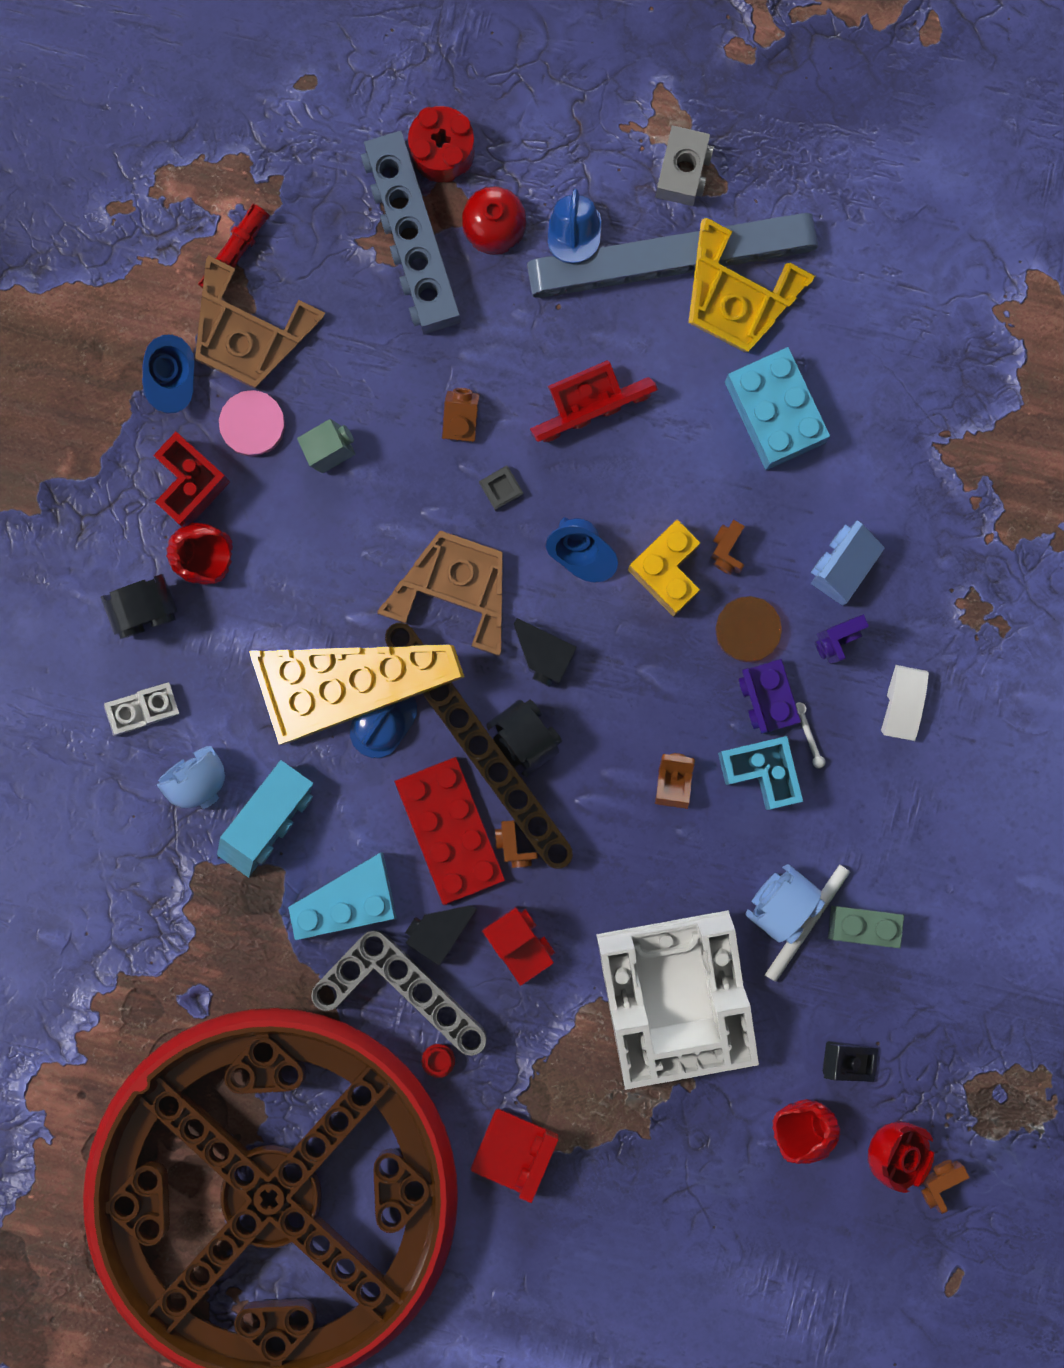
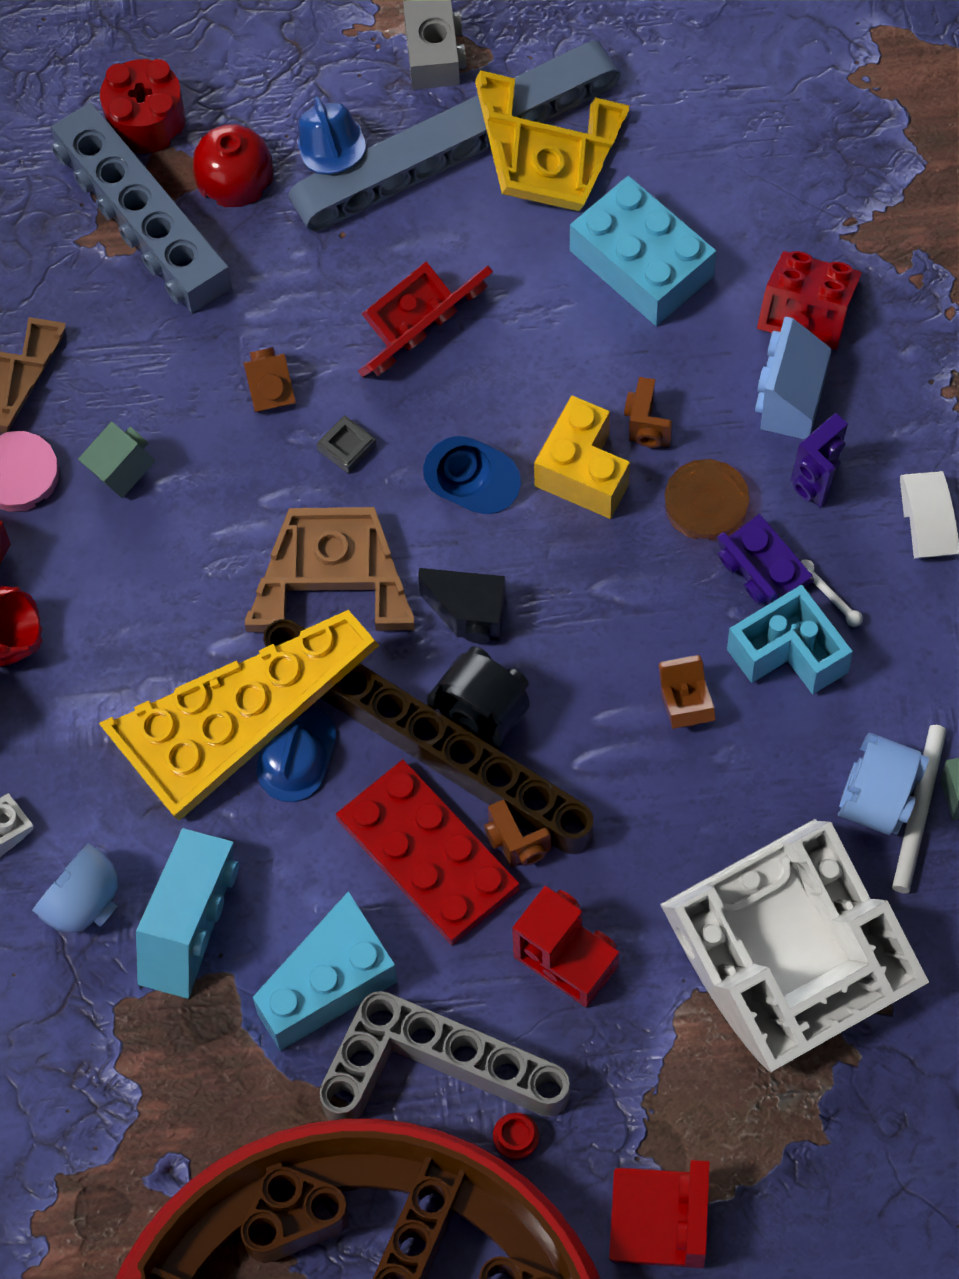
camera: 15 degrees left, 20 degrees down
(438, 931) = (458, 971): black slope -> none
(888, 492) = (811, 293): none -> red bracket

